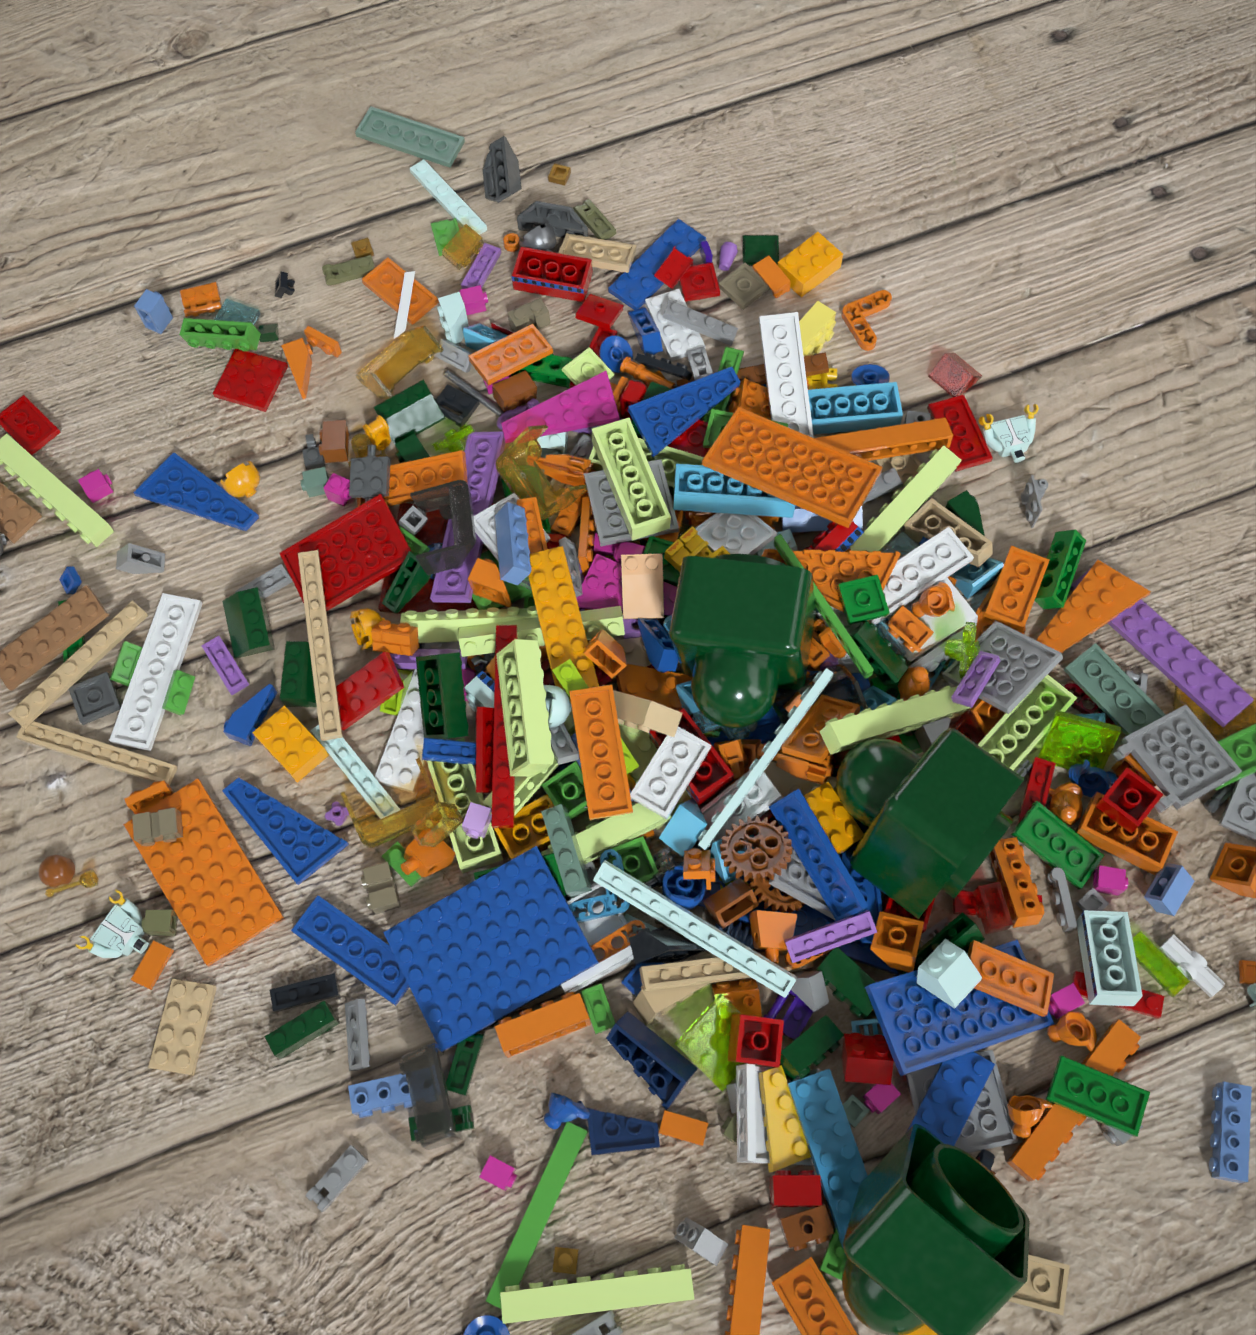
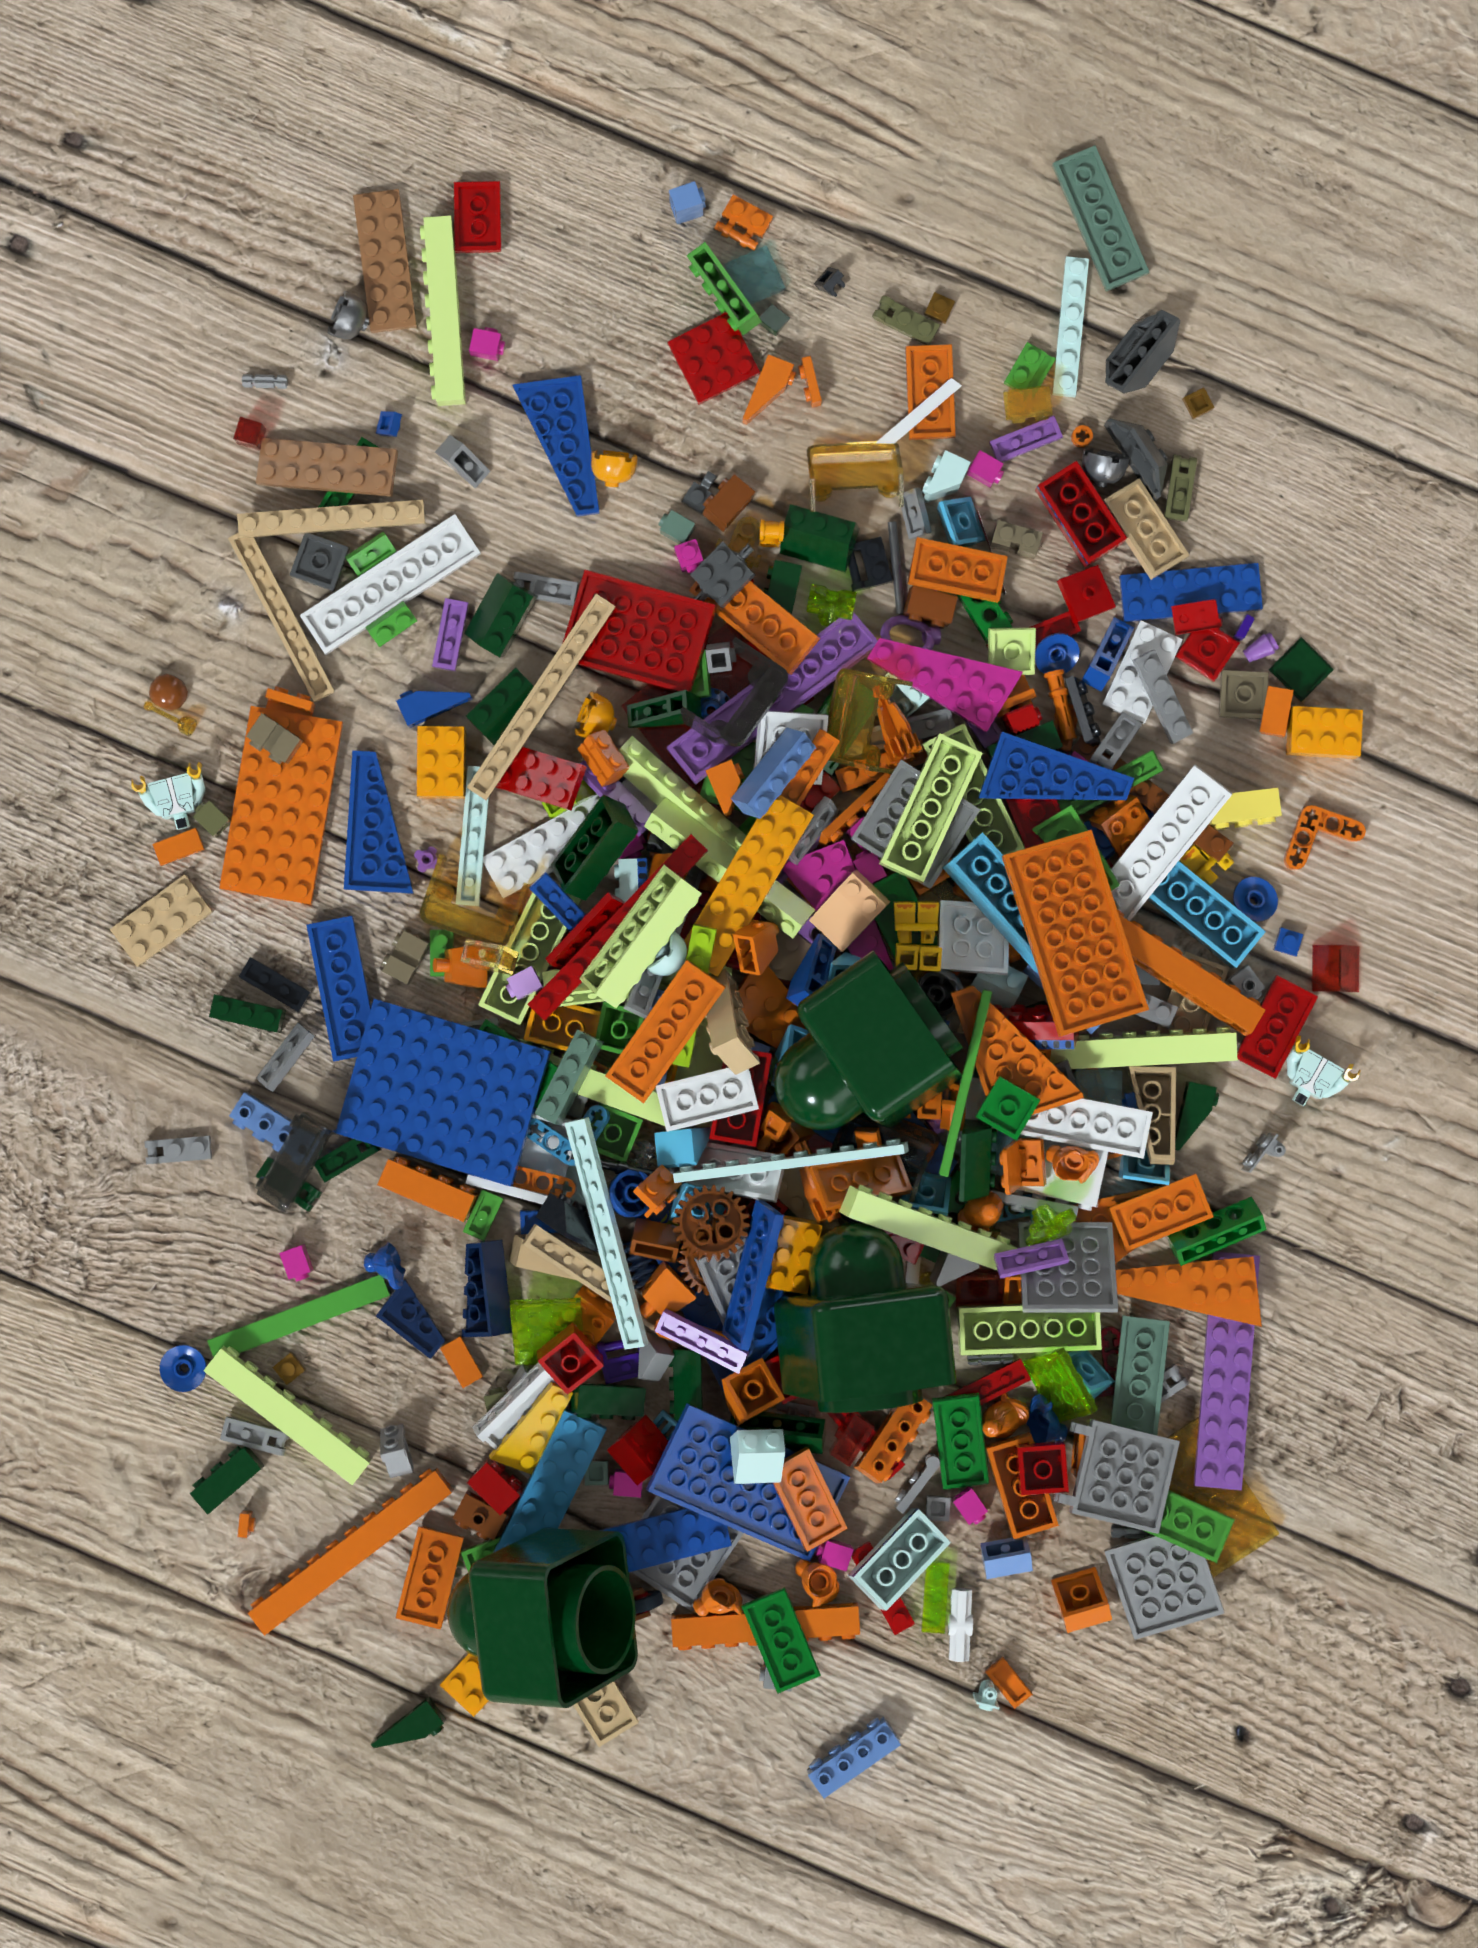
camera: 40 degrees right, 20 degrees up
(913, 385) = (1288, 942): none -> blue plate

